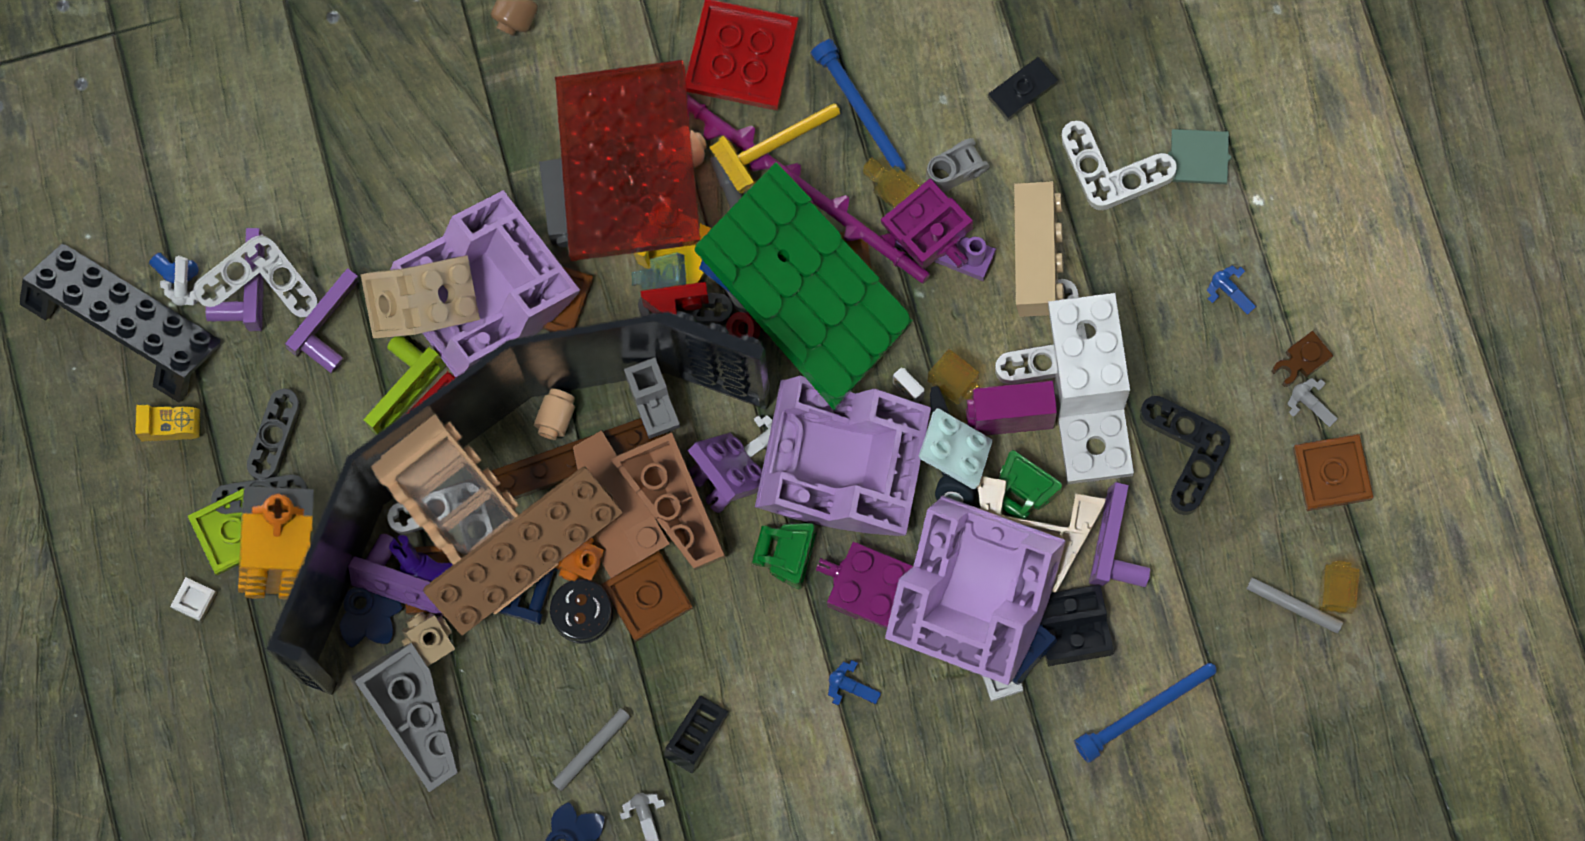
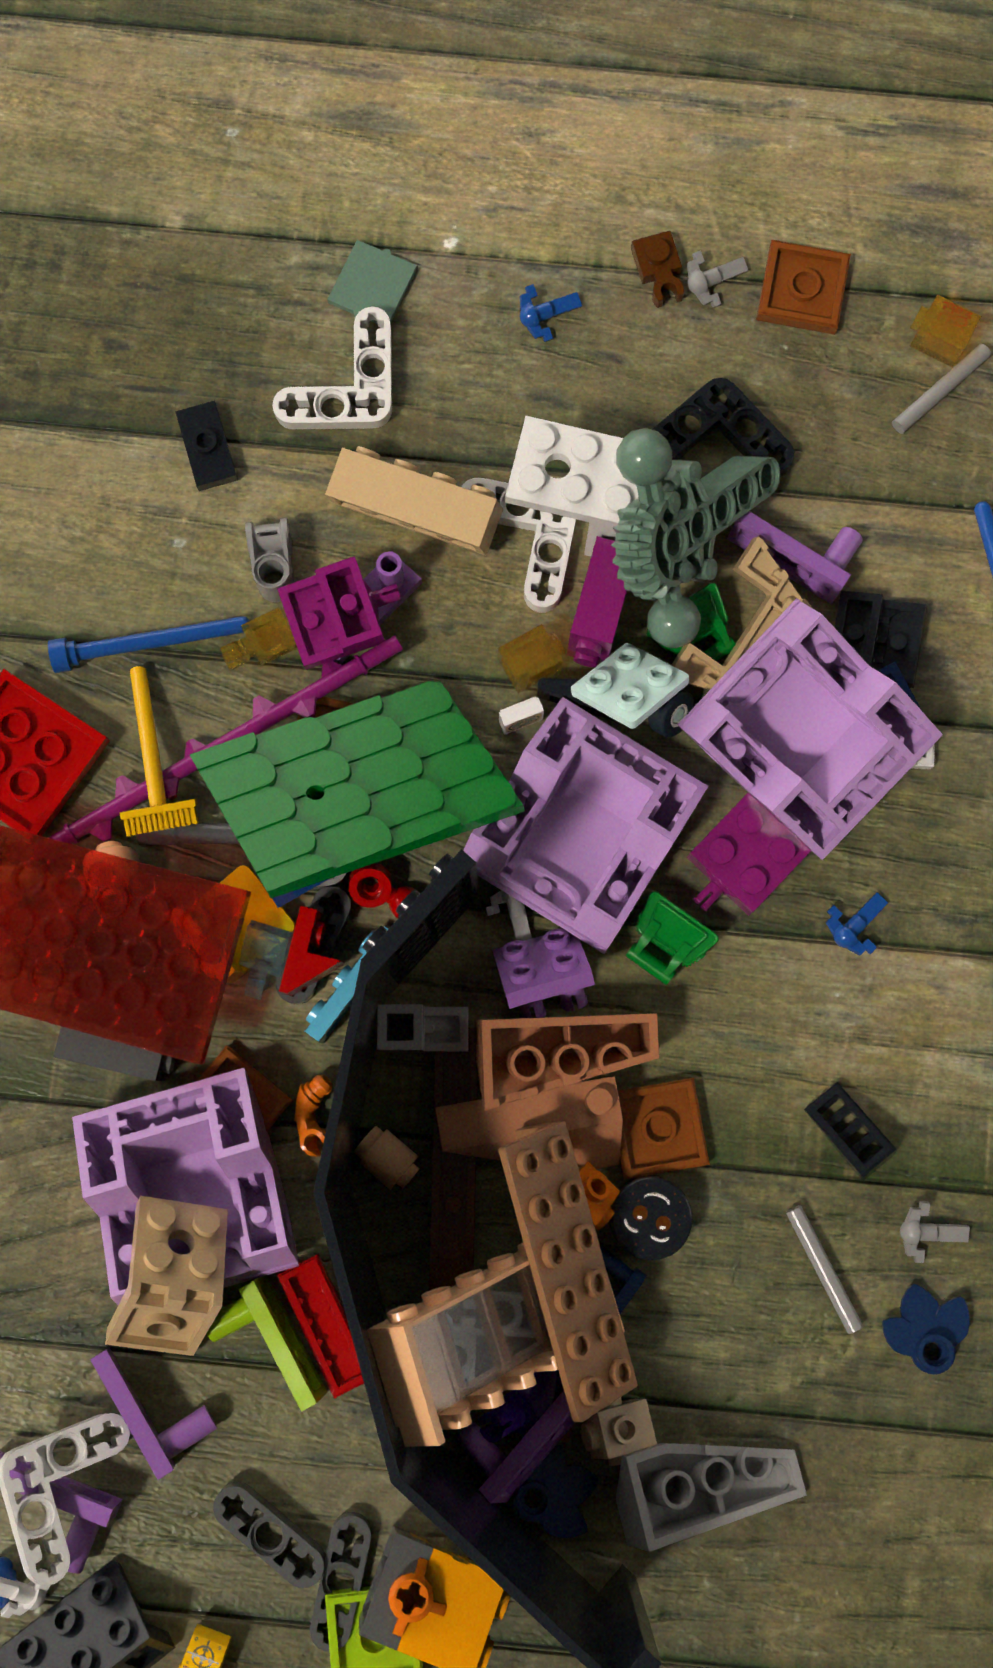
camera: 75 degrees left, 5 degrees up
(1086, 436) = (672, 528): none -> sand green piece

